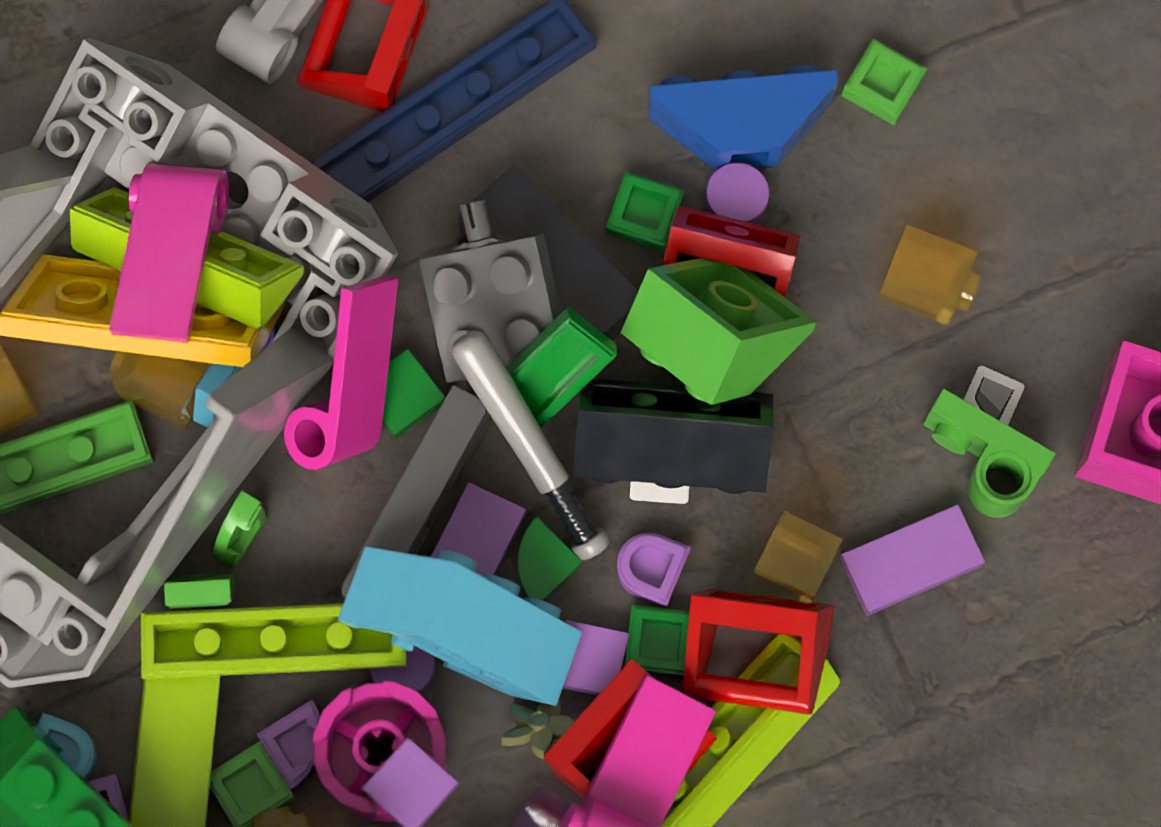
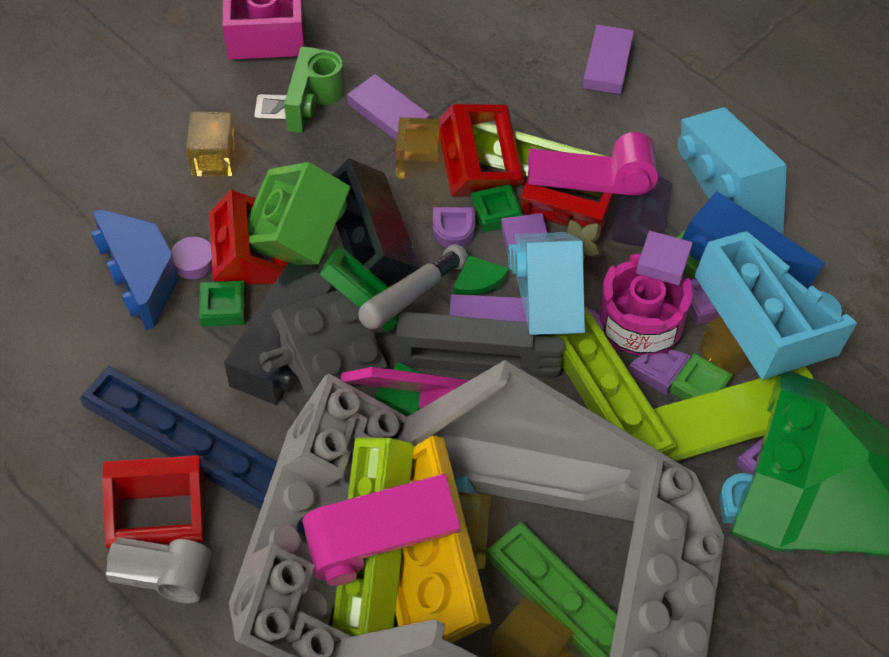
camera: 110 degrees left, 20 degrees down
(884, 82) = (79, 207): bright green tile -> none

